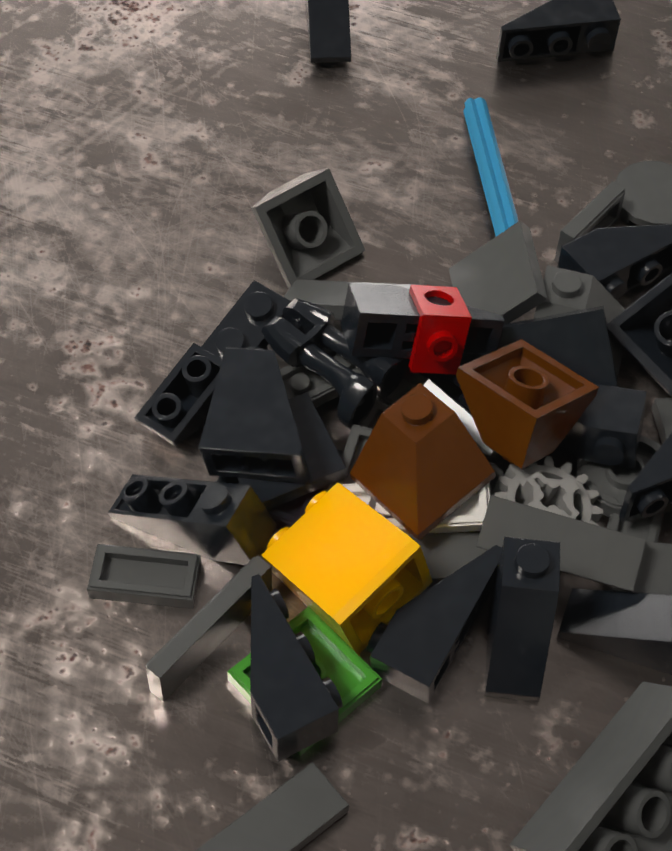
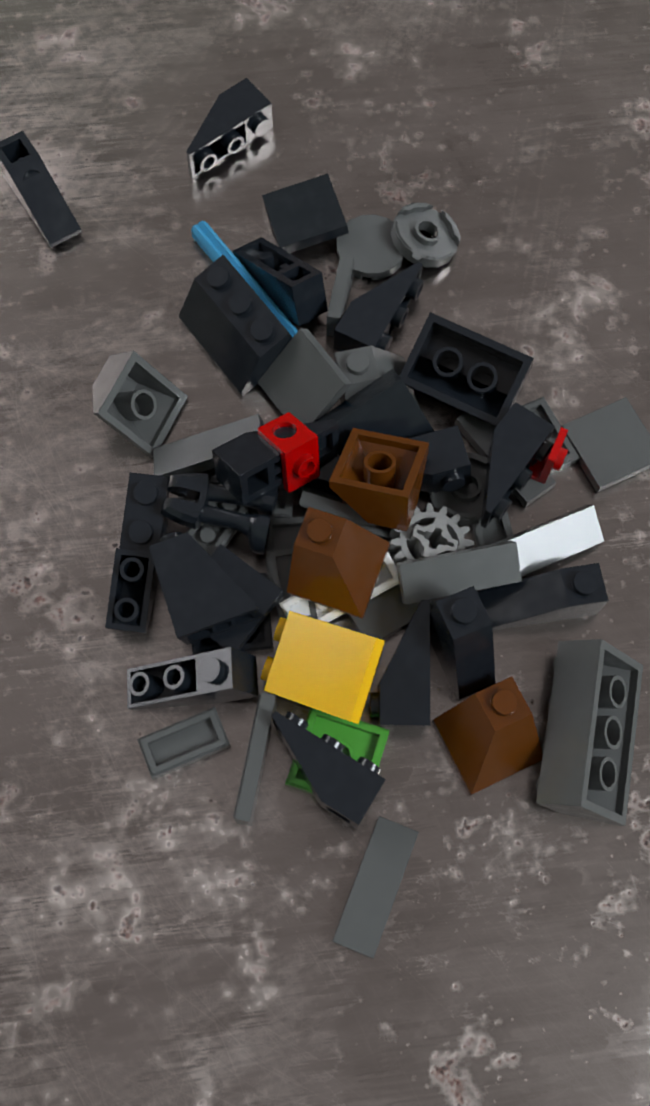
camera: 30 degrees left, 15 degrees up
(453, 198) = (233, 324): none -> black slope
(499, 745) = (490, 735): none -> reddish brown slope
(539, 185) = (286, 279): none -> black slope
(598, 136) = (305, 214): none -> black tile

